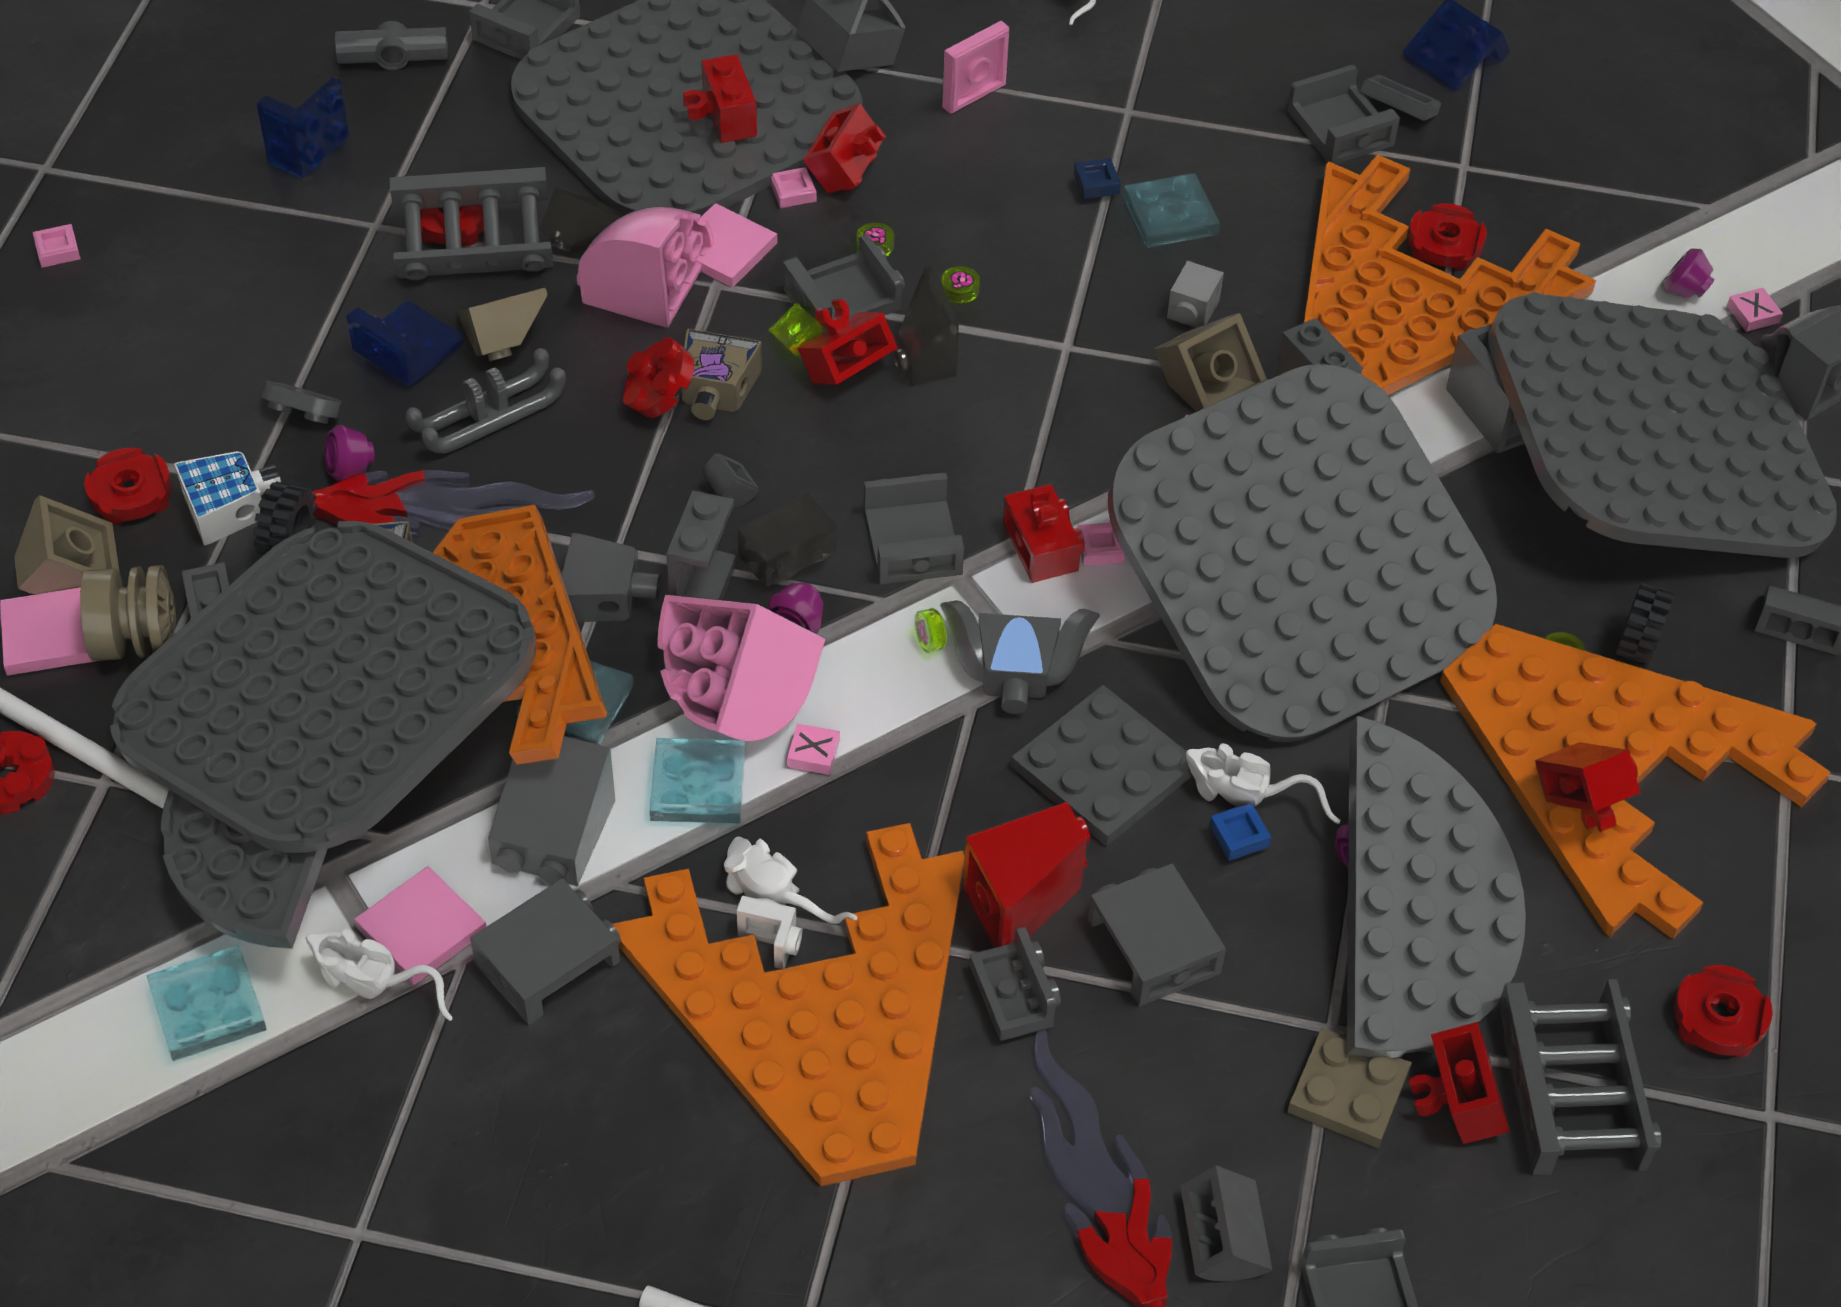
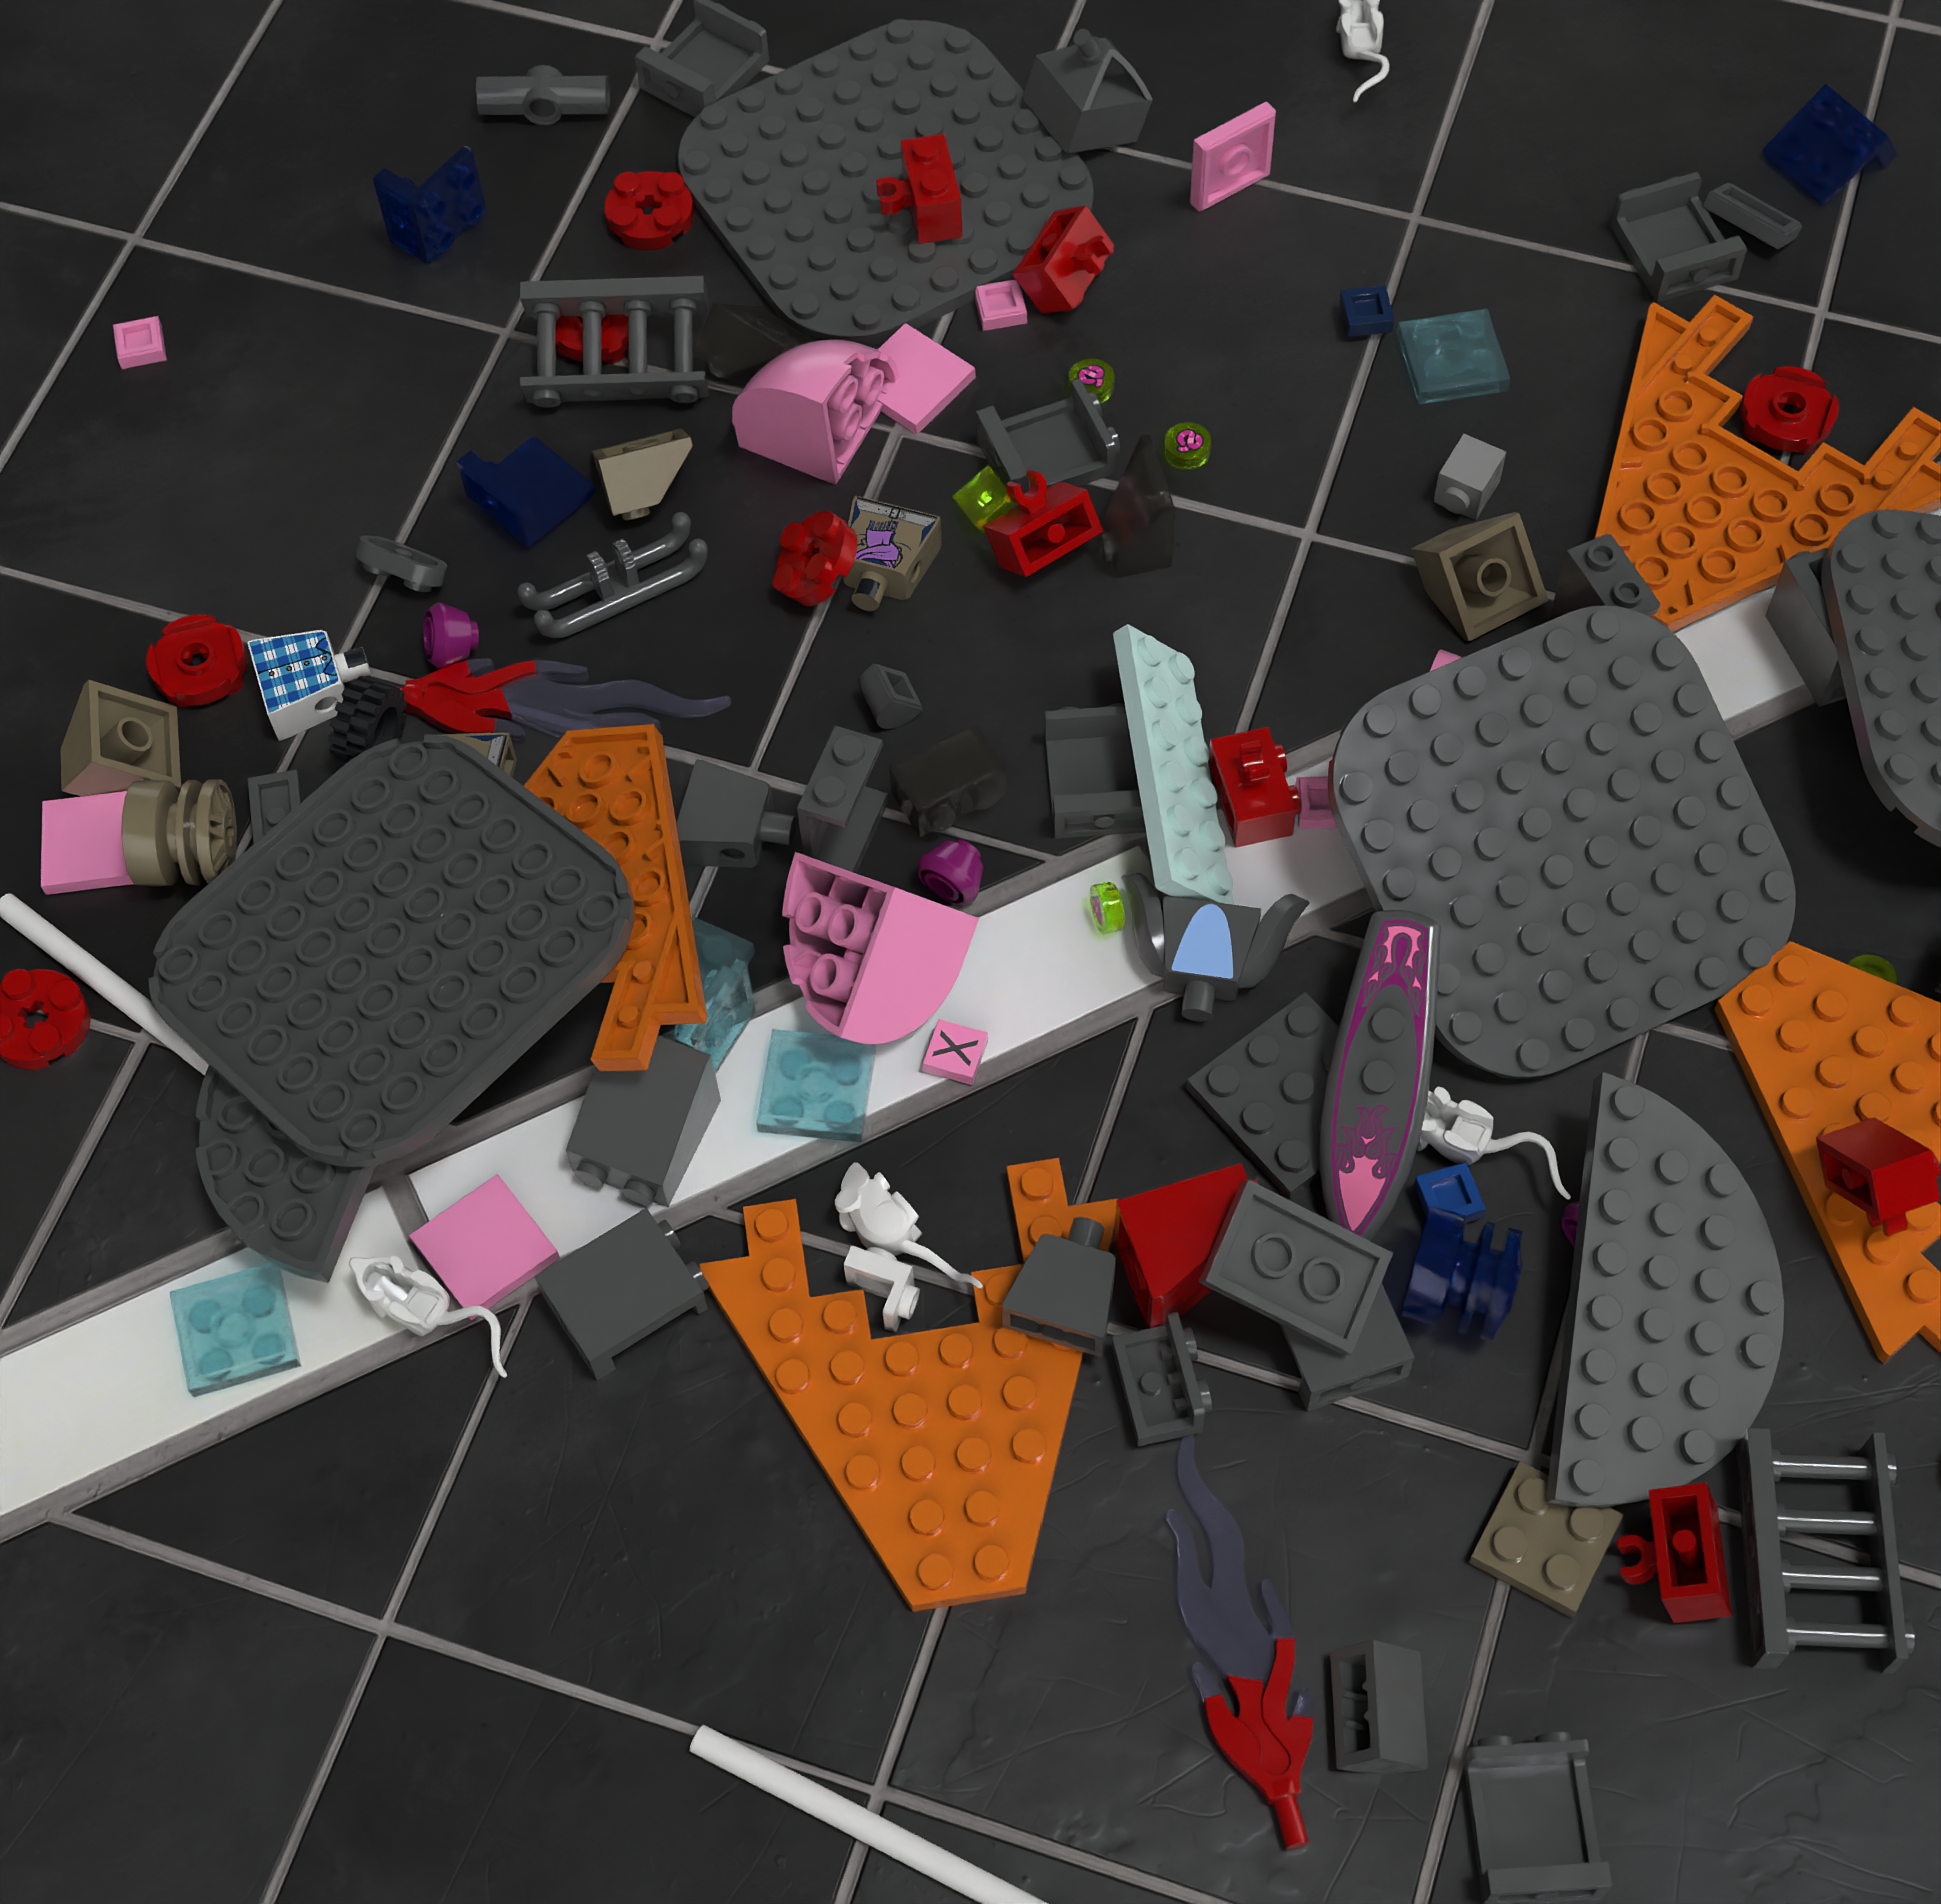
camera: 10 degrees right, 10 degrees up
(500, 114) = (649, 189): none -> red plate
(621, 721) = (728, 1009): none -> clear light blue plate
(927, 917) = (1065, 1290): none -> dark grey torso
(974, 517) = (1172, 769): none -> light aqua plate
(1121, 878) = (1296, 1267): none -> dark grey plate
(1173, 734) = (1380, 1071): none -> dark grey piece
(1258, 883) = (1463, 1273): none -> clear blue wheel

